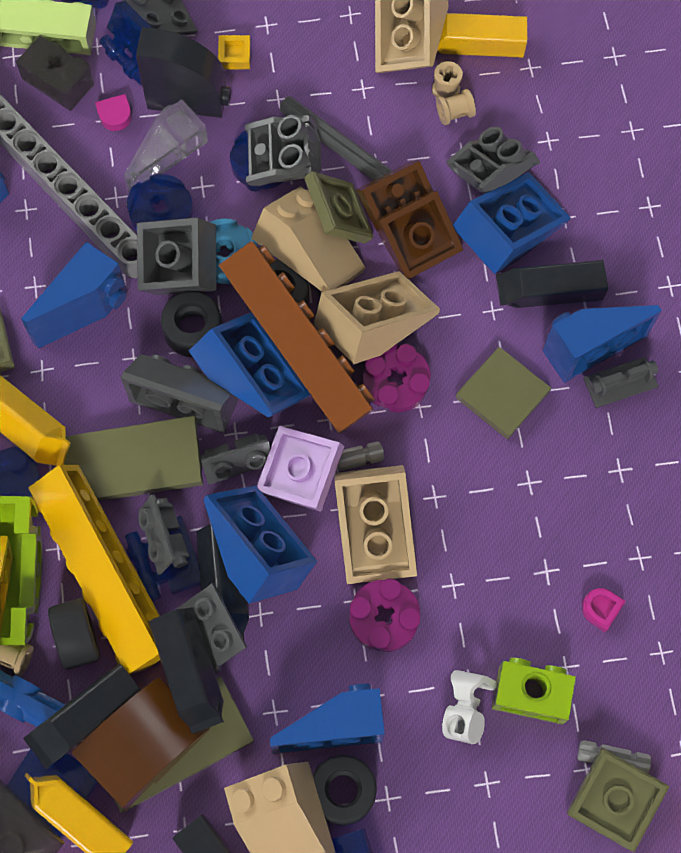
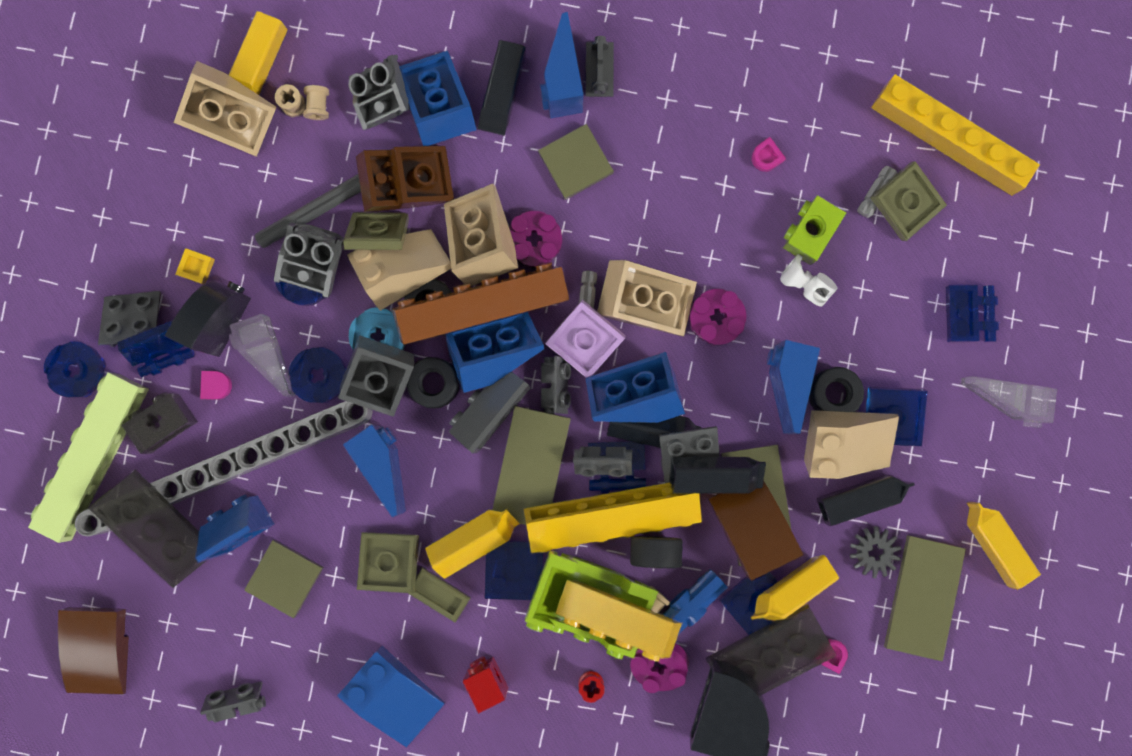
camera: 65 degrees left, 15 degrees up
(81, 715) = (723, 564): black piece -> none

